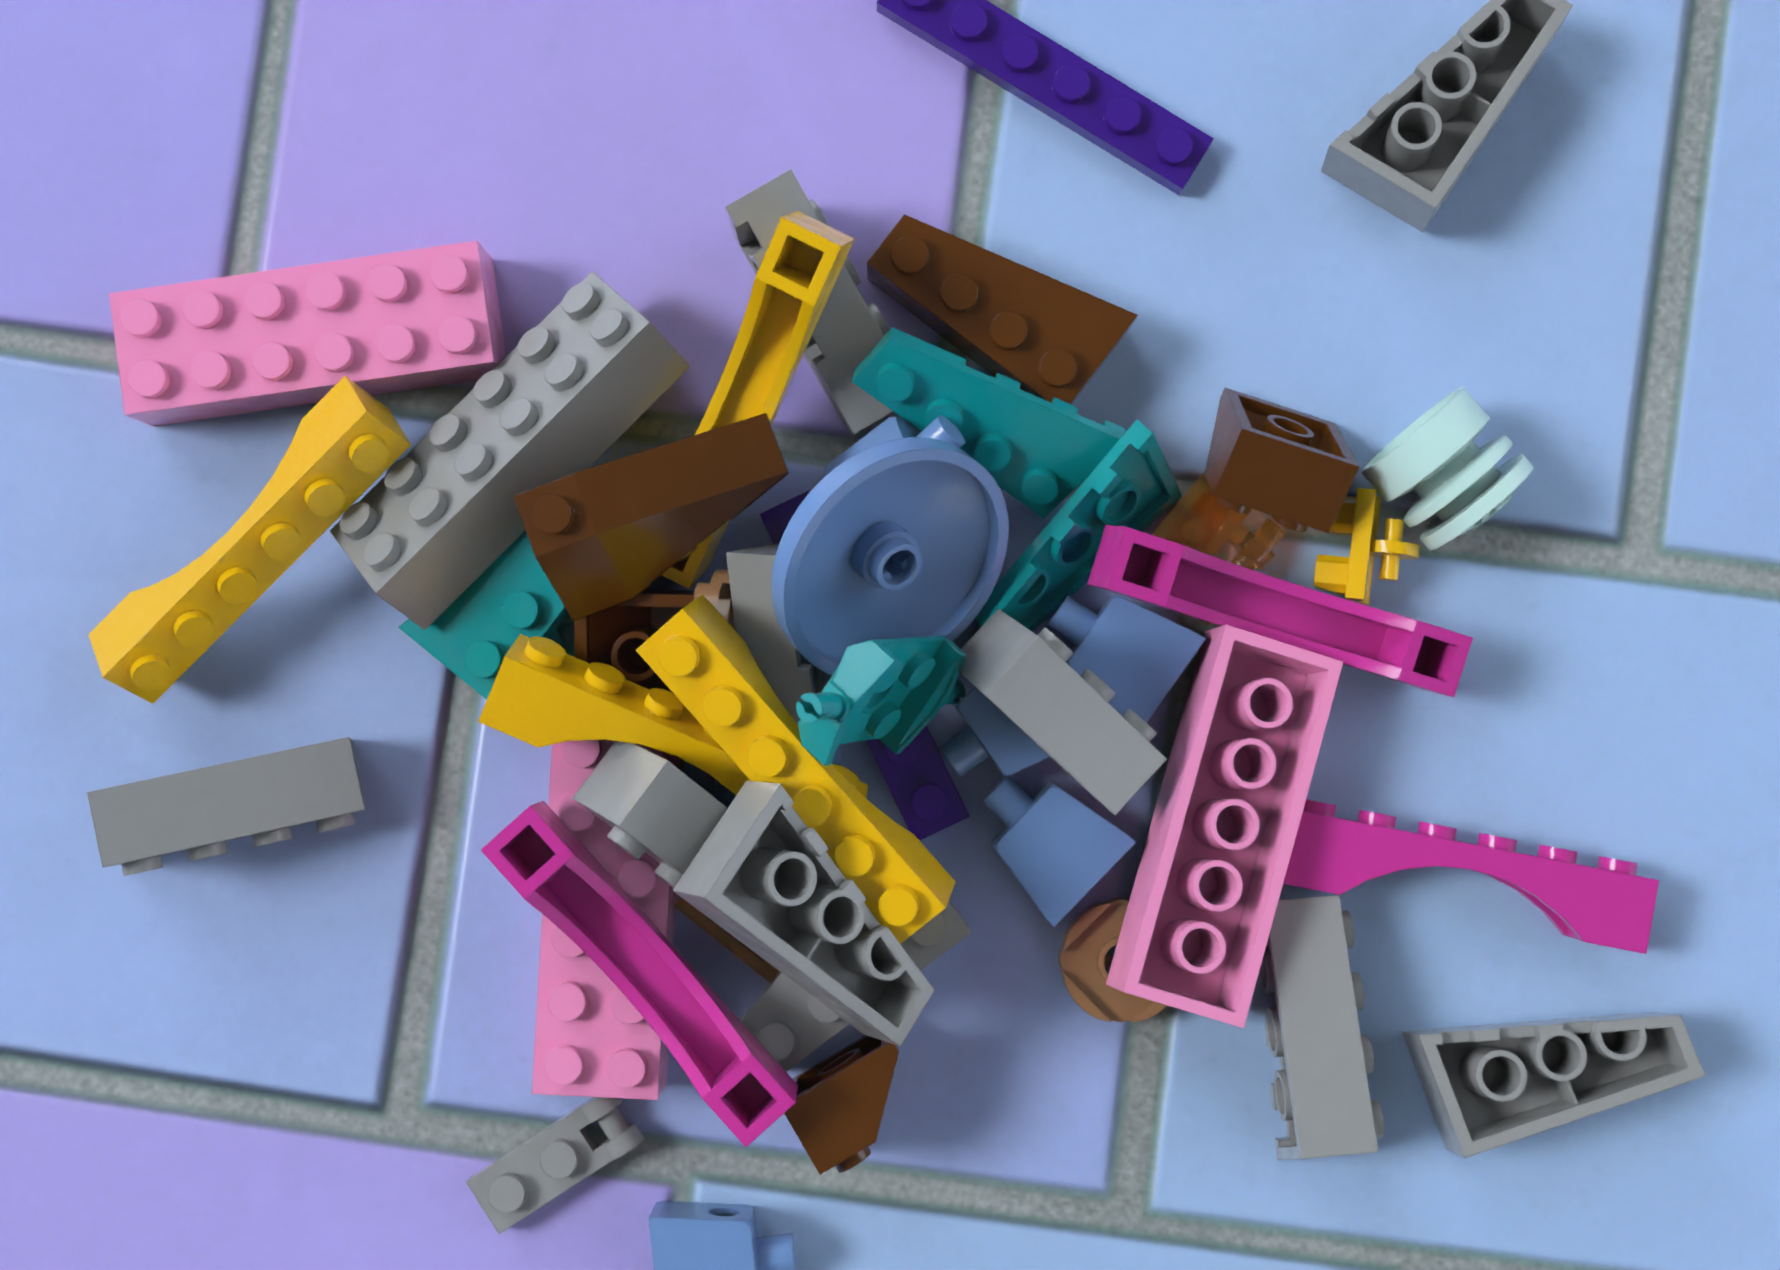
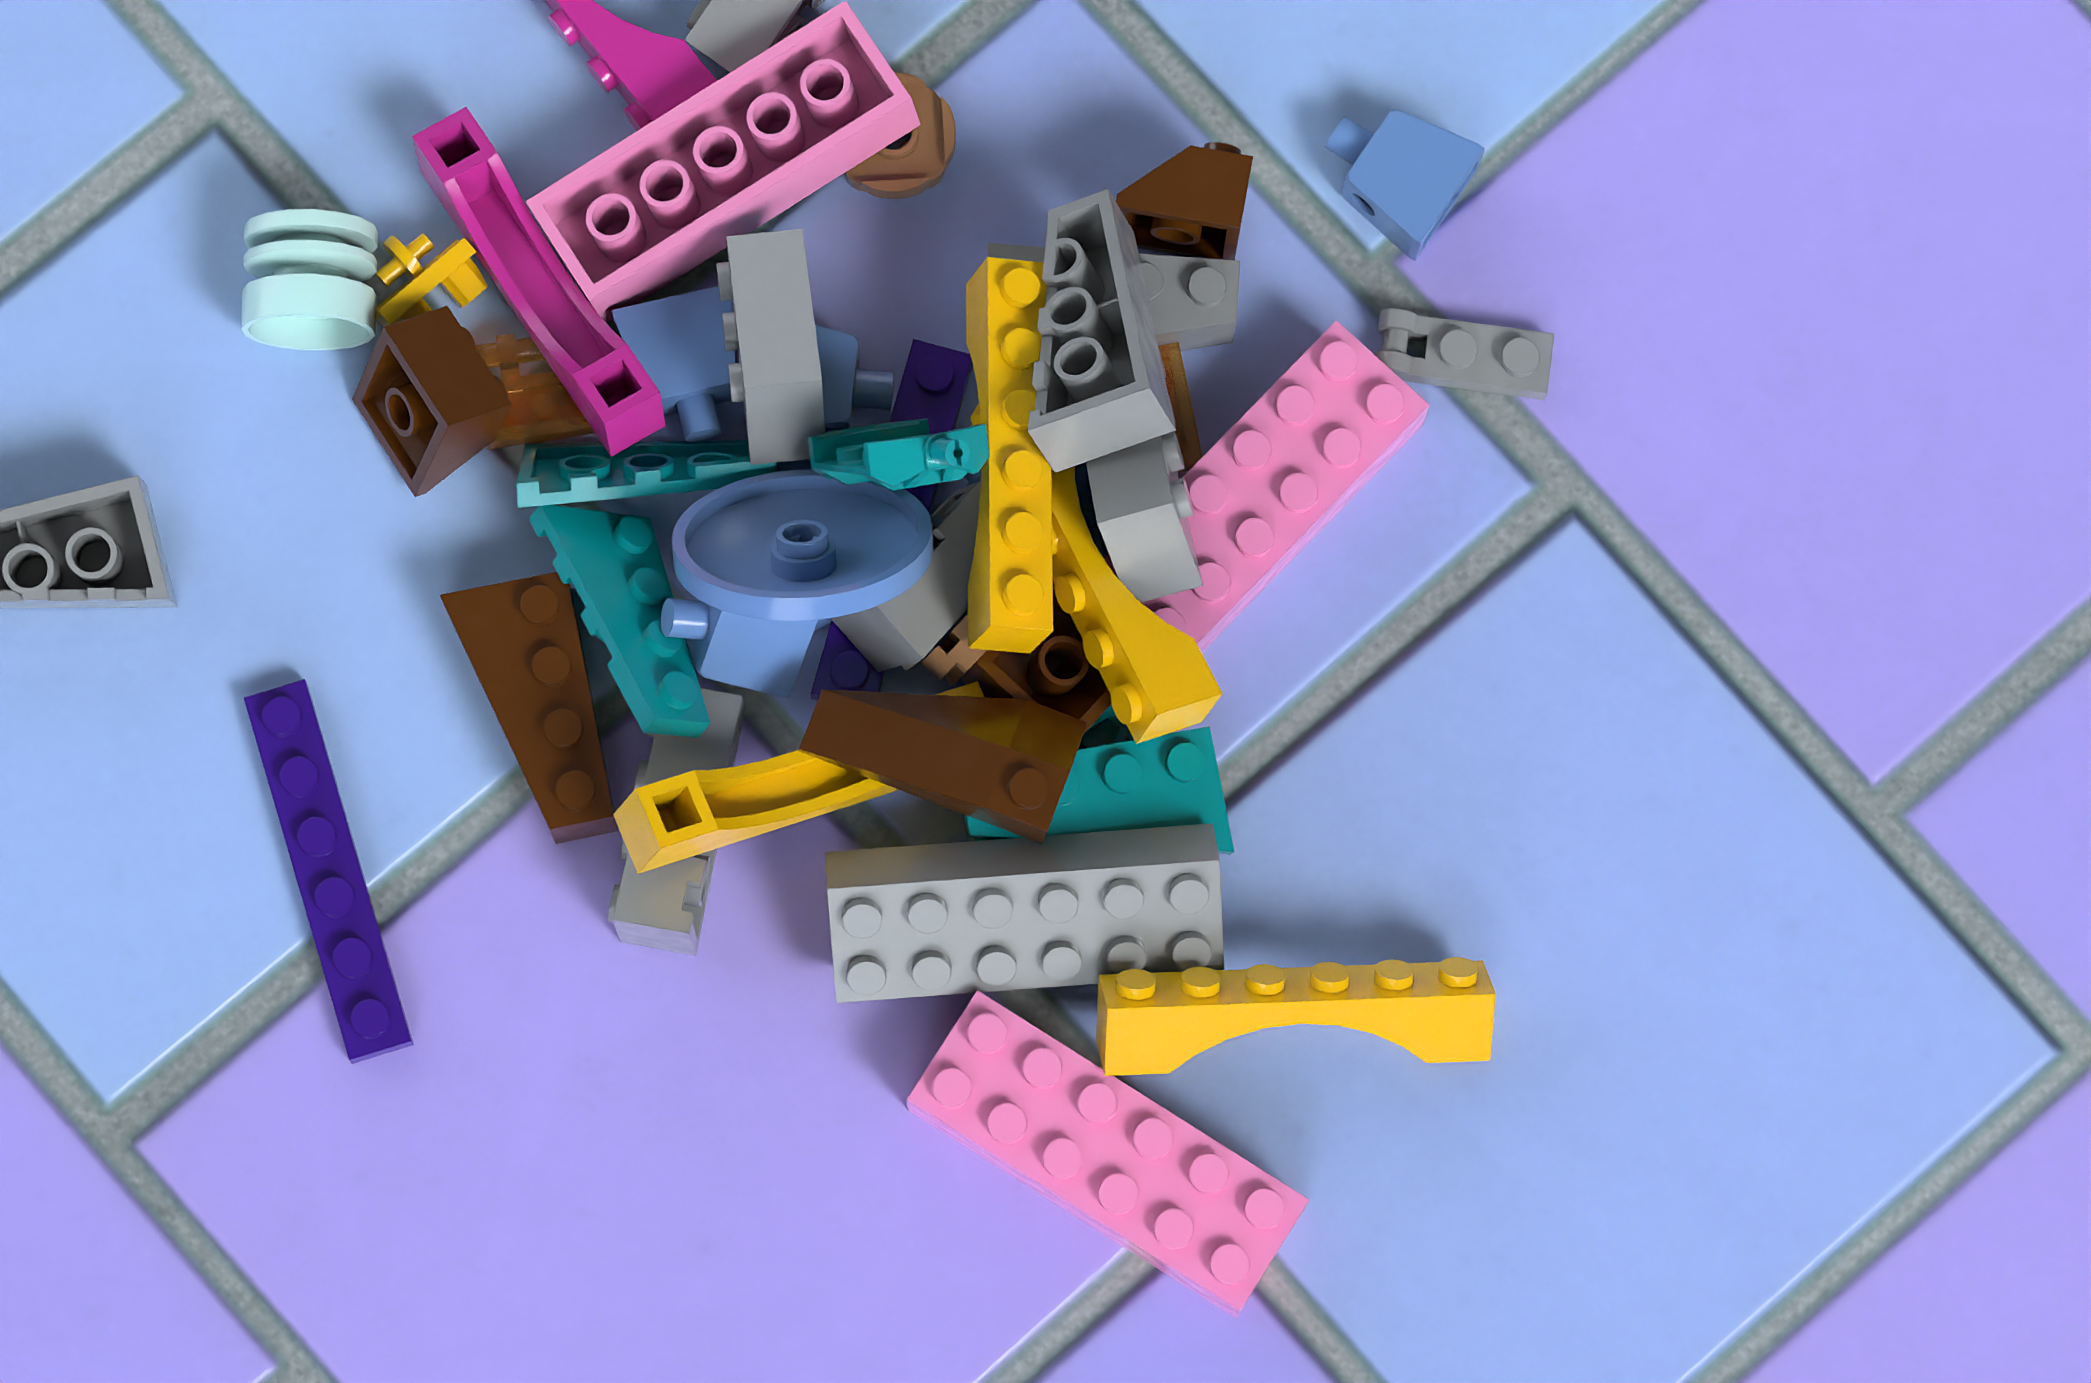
camera: 140 degrees left, 10 degrees down
(225, 803) = (1488, 828): light grey wedge -> none
(693, 1022) = (1255, 410): dark pink arch -> none
(1053, 845) = (867, 261): medium blue torso -> none

